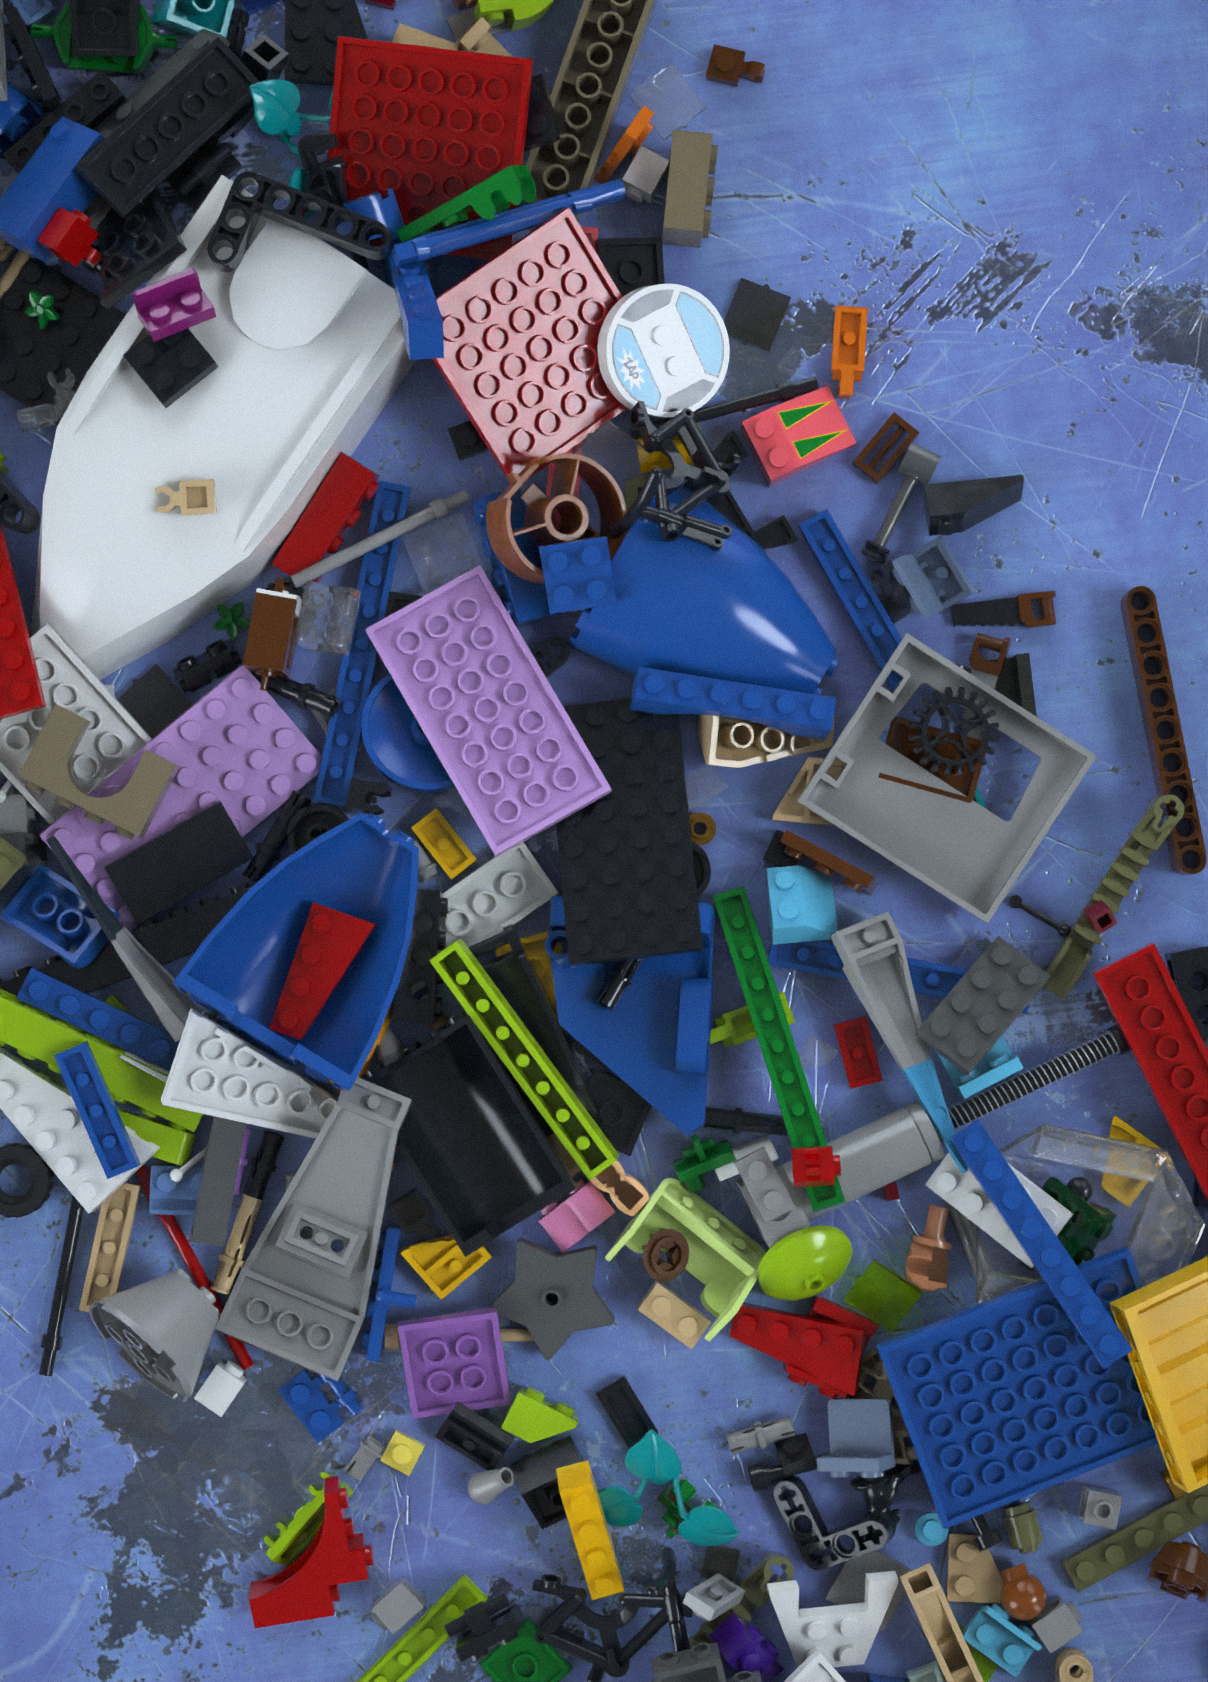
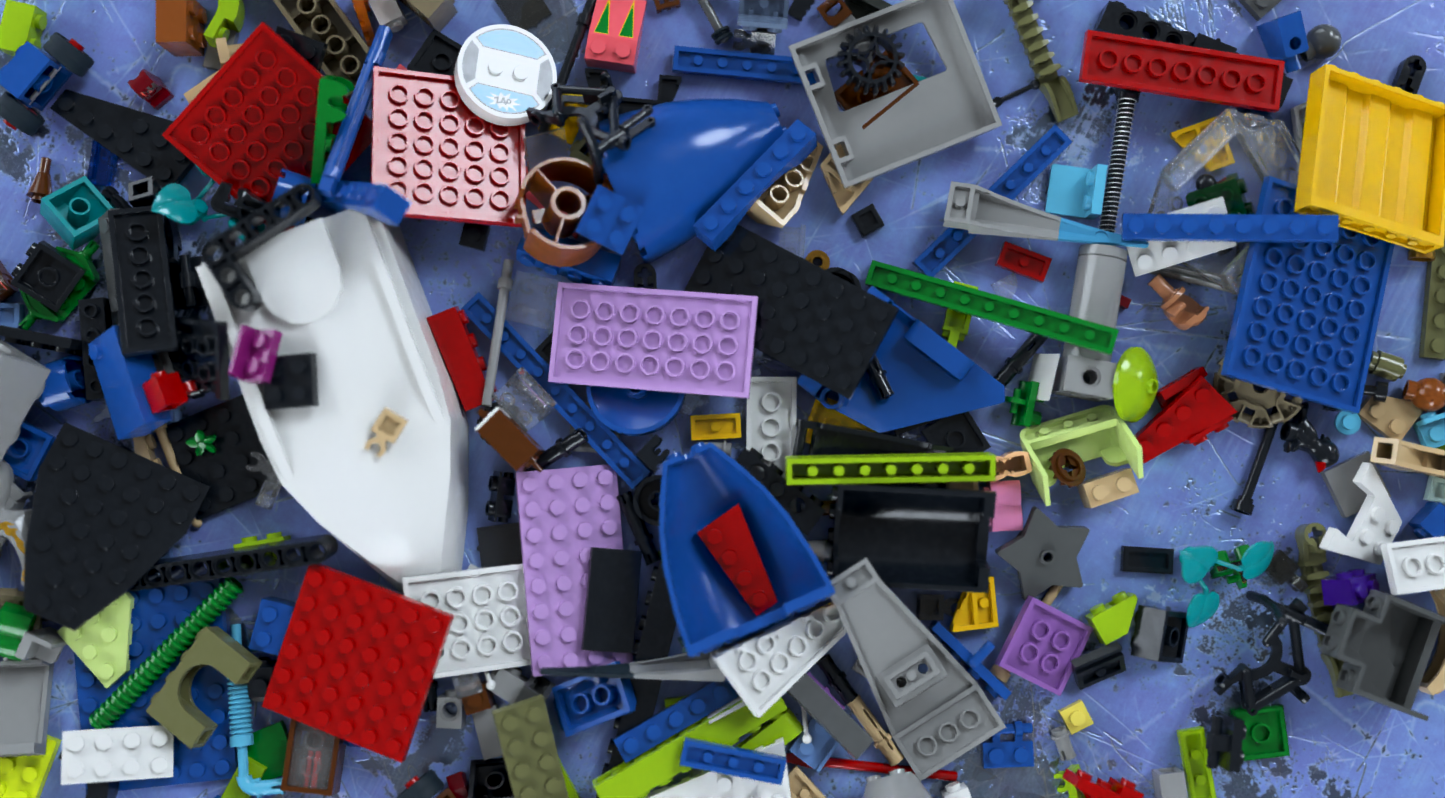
camera: 50 degrees left, 0 degrees up
(51, 769) = (497, 640): dark tan arch -> none
(231, 619) = (482, 461): green plant -> none
(489, 1484) = (1134, 677): light grey cone -> none
(590, 1530) = (1208, 633): yellow brick -> none
(713, 1597) = (1305, 585): light grey plate -> none
(760, 1434) = (1217, 486): light grey pin -> none
(764, 1184) = (1072, 373): light grey plate -> none
(795, 1454) = (1245, 473): black plate -> none
(800, 905) = (908, 233): medium azure slope -> none
(815, 1166) = (1085, 333): red brick -> none
(819, 1536) = (1308, 493): black beam -> none
(828, 863) = (895, 196): reddish brown wing -> none
(859, 1438) = (1266, 427): sand blue bracket -> none
(882, 1295) = (1184, 351): clear neon green piece -> none
(982, 1005) = (1050, 163): dark grey plate -> none
(1094, 912) = (1046, 53): dark red piece -> none
(1099, 1506) = (1405, 309): light grey brick -> none

